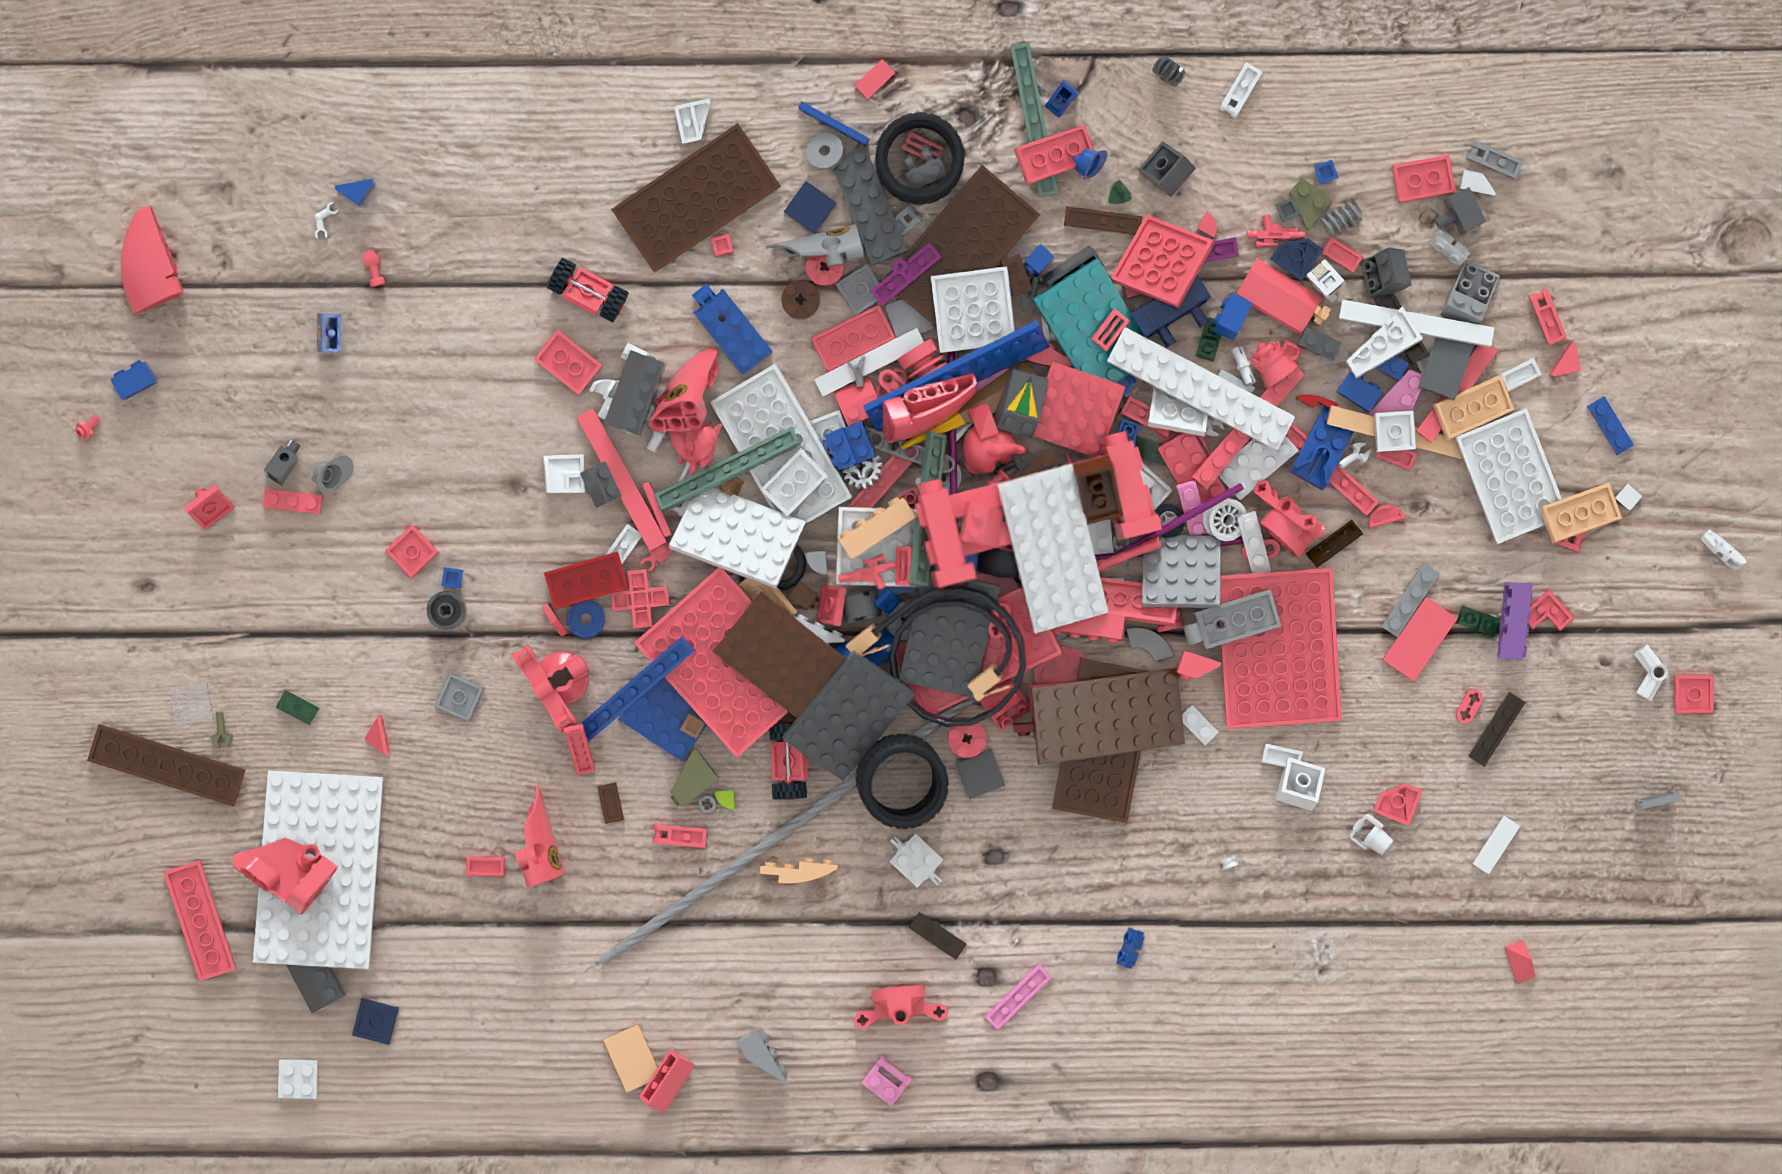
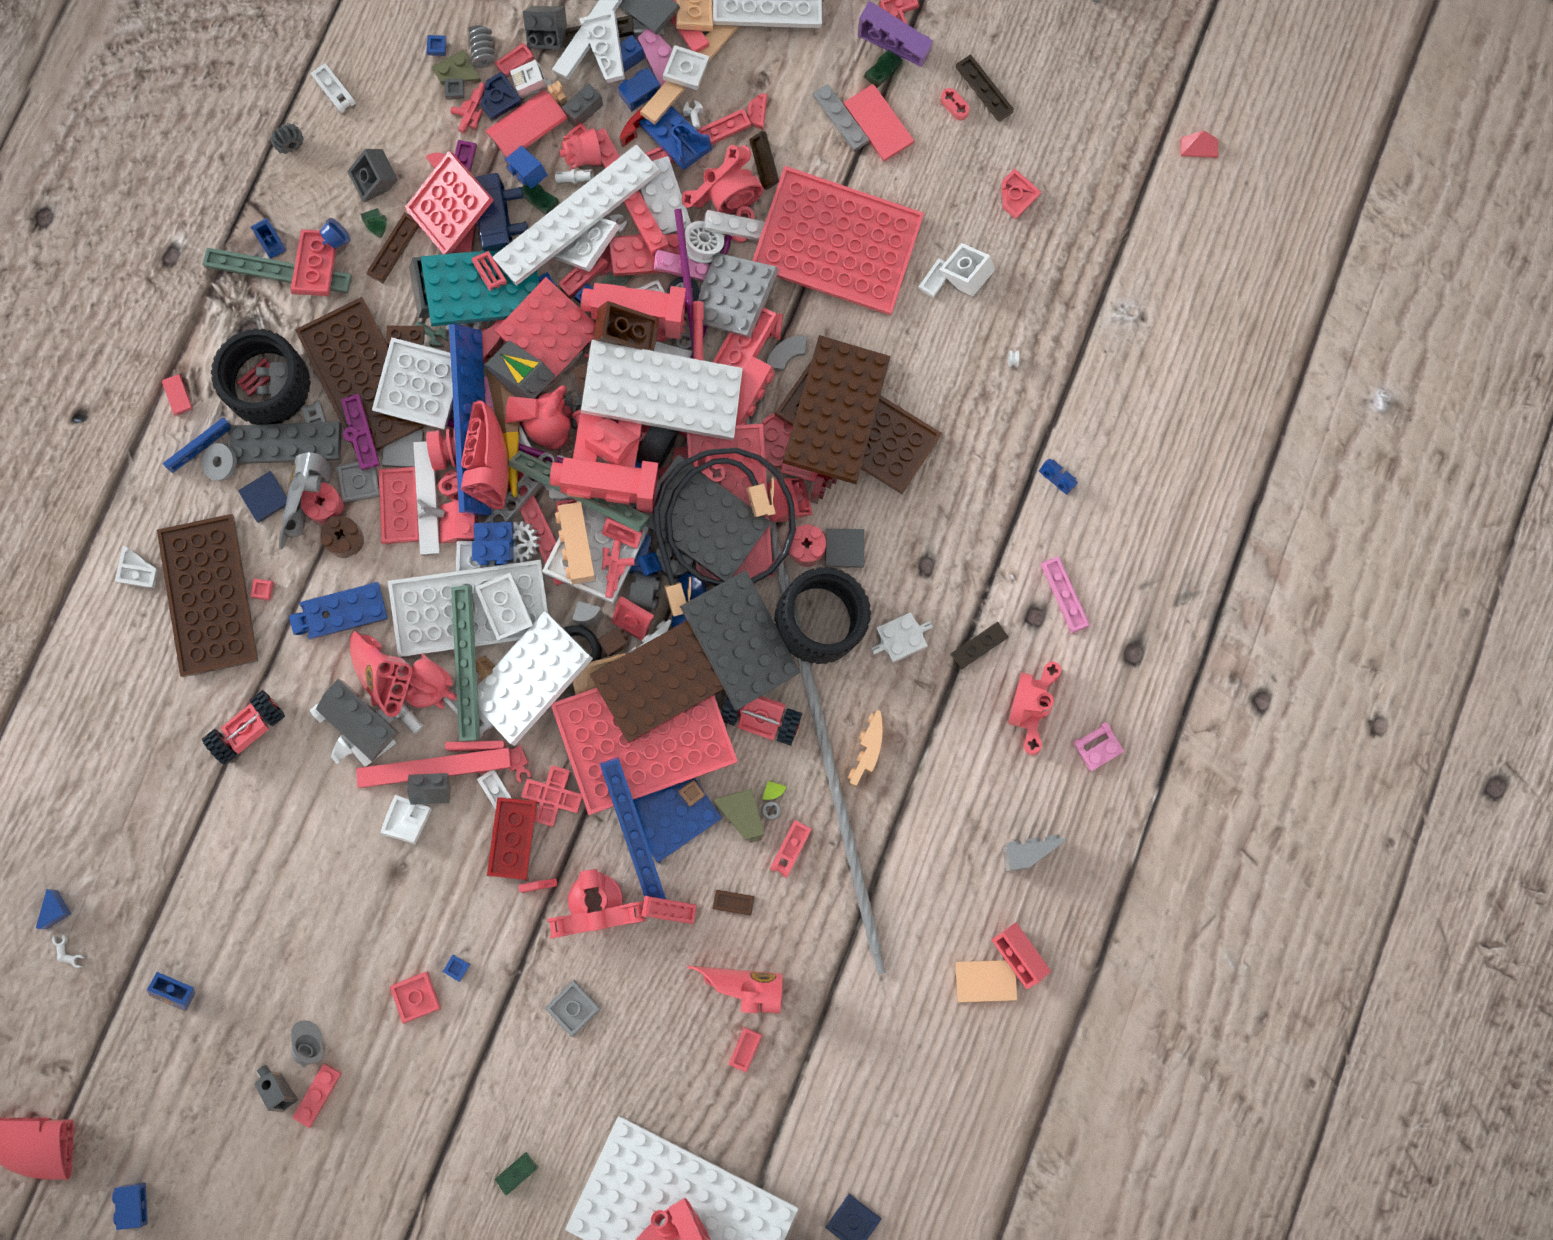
camera: 75 degrees left, 10 degrees down
(209, 506) = (283, 1181): coral tile -> none
(372, 261) = (127, 922): coral leg -> none
(377, 736) = (577, 1104): coral slope -> none
(444, 599) = (473, 981): dark grey brick -> none
(568, 362) = (303, 774): coral plate -> none
(597, 619) = (550, 867): blue tile -> none
(1038, 260) = (400, 310): blue brick -> none
(1194, 665) = (821, 316): coral slope -> none
(1198, 725) = (879, 338): white plate -> none
(1240, 617) = (796, 259): light grey hinge -> none
(1376, 840) = (1042, 223): white piece -> none
(1400, 458) = (711, 79): coral plate -> none
(1496, 844) = (1087, 127): white tile -> none

